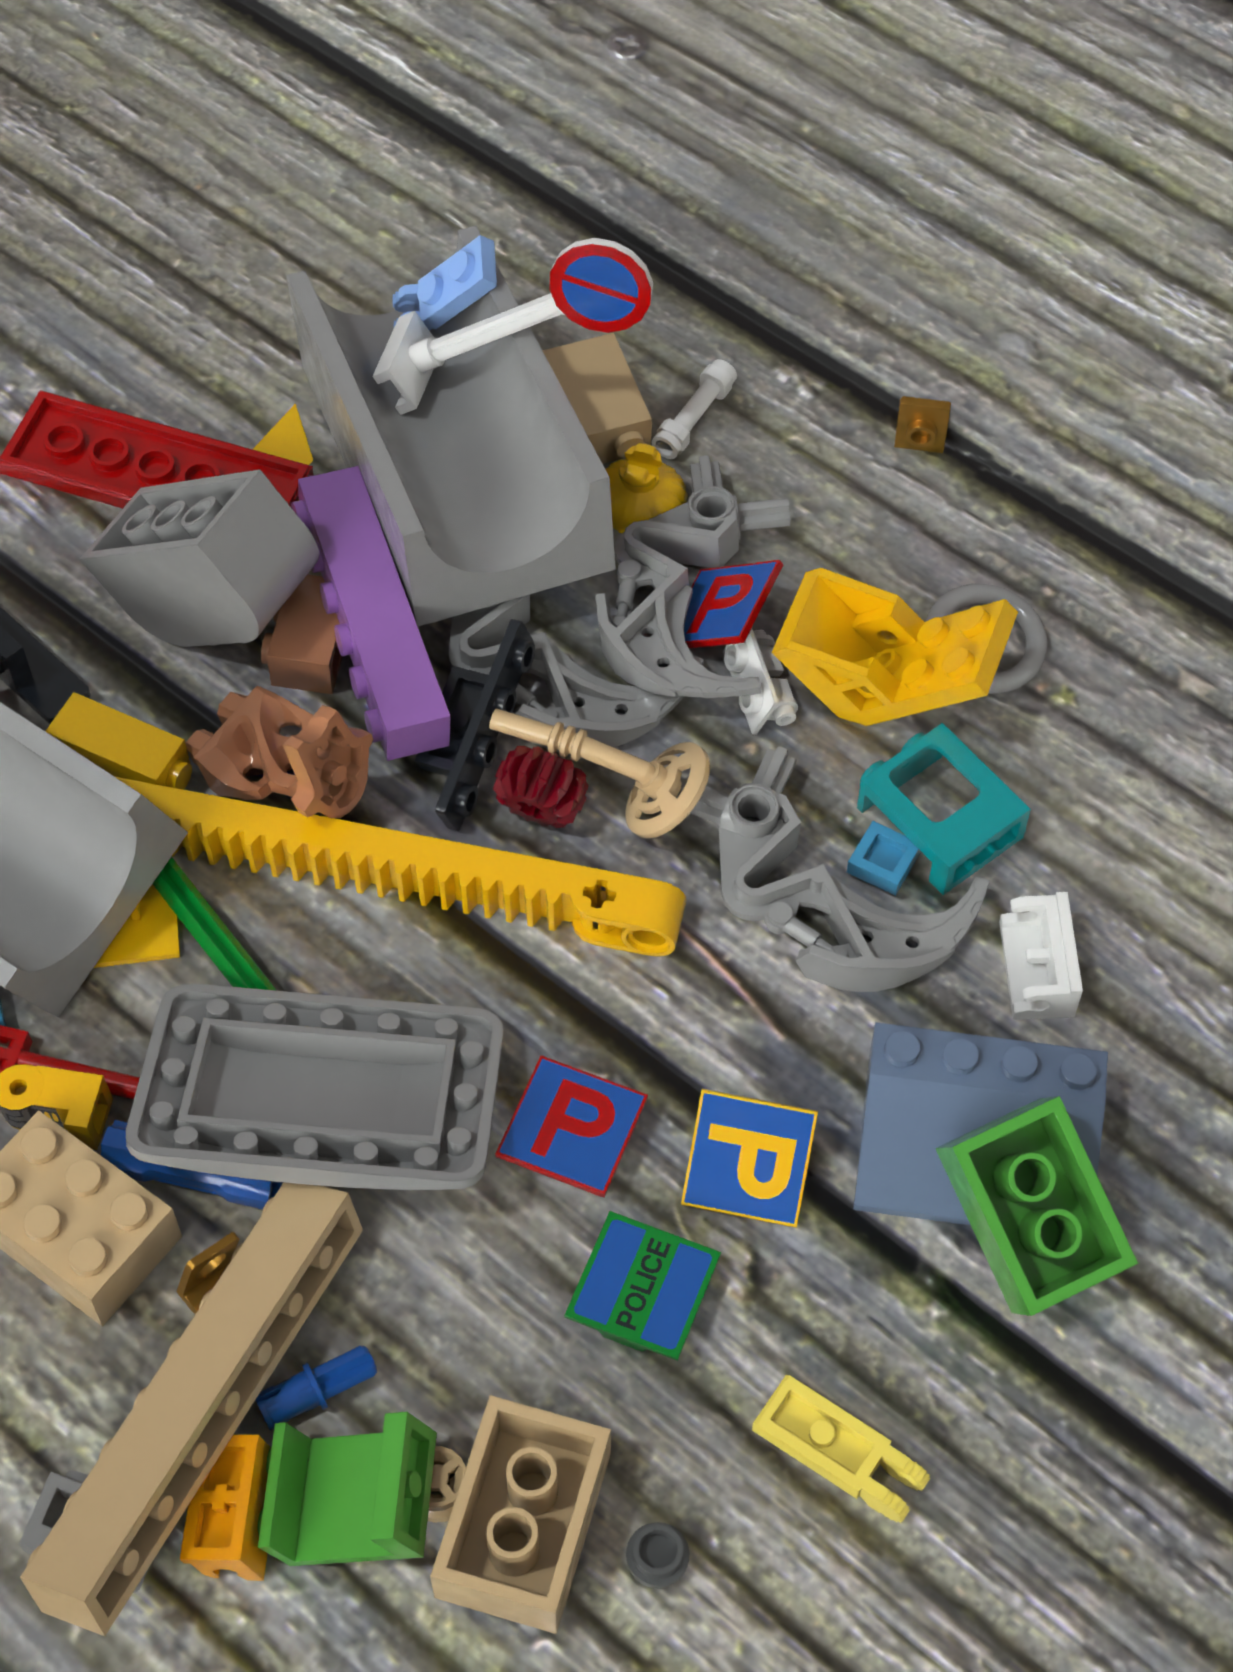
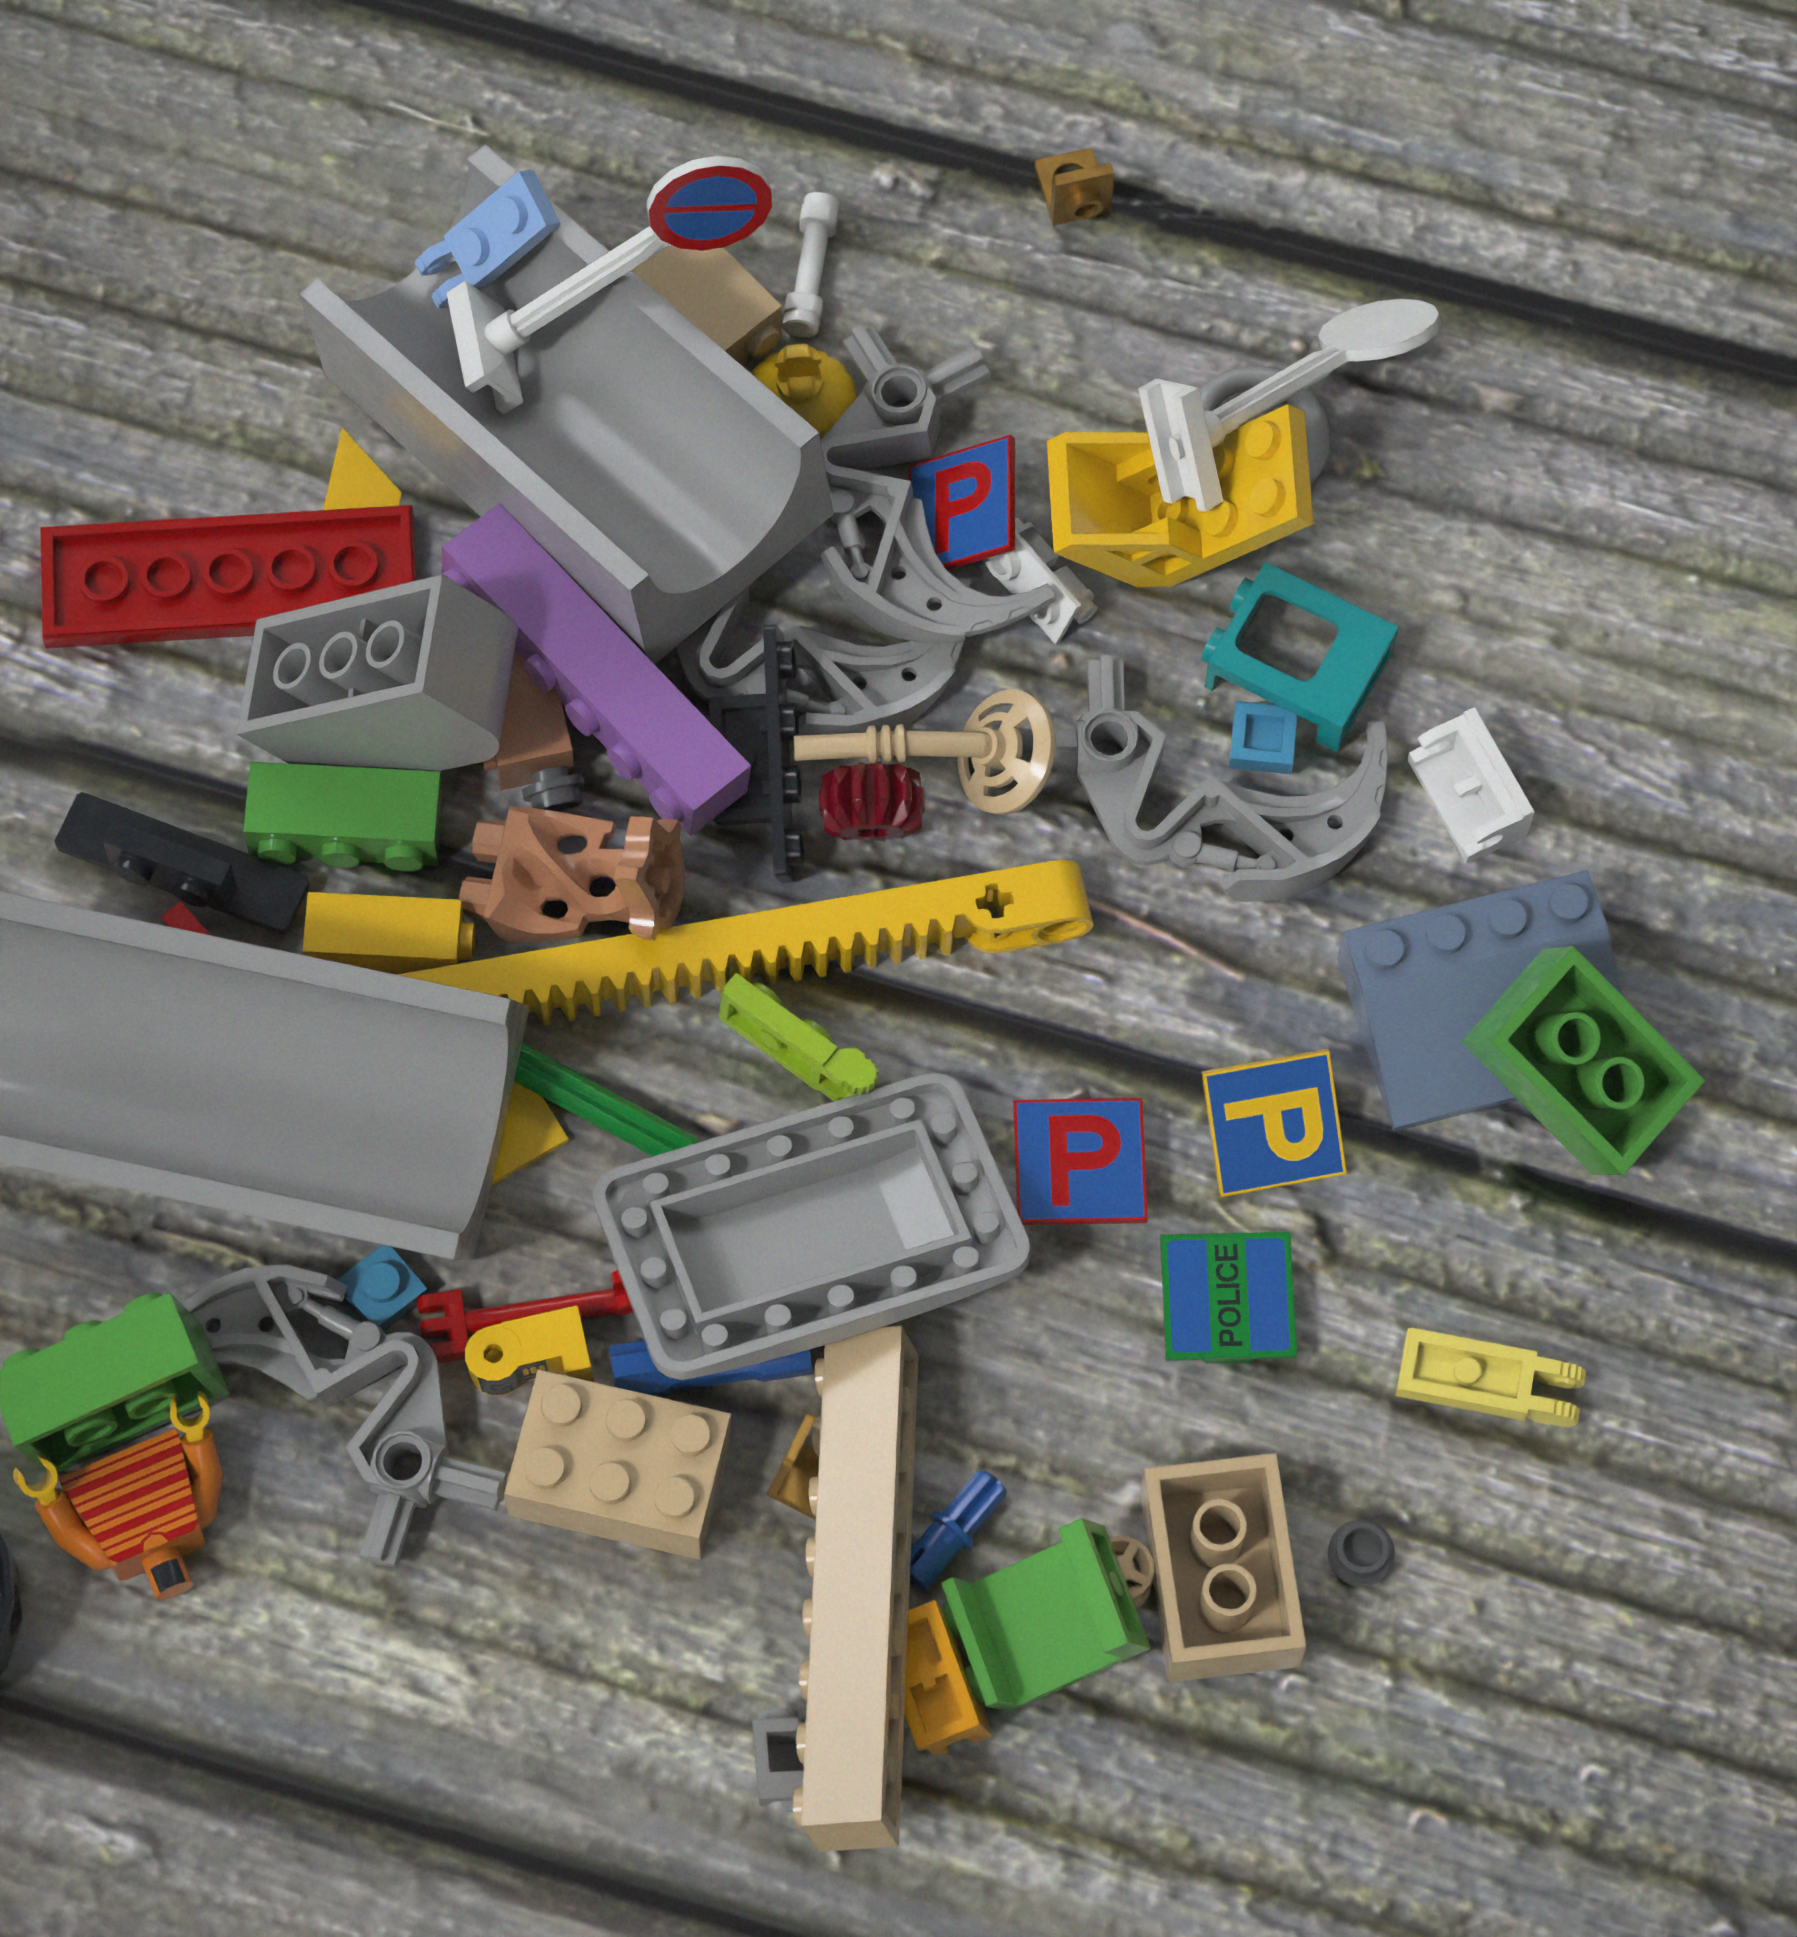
camera: 25 degrees left, 10 degrees up
(139, 654) = (344, 815): none -> bright green brick
(306, 692) = (554, 789): none -> dark grey plate
(391, 948) = (793, 1043): none -> lime hinge
(911, 598) = (1186, 433): none -> white piece

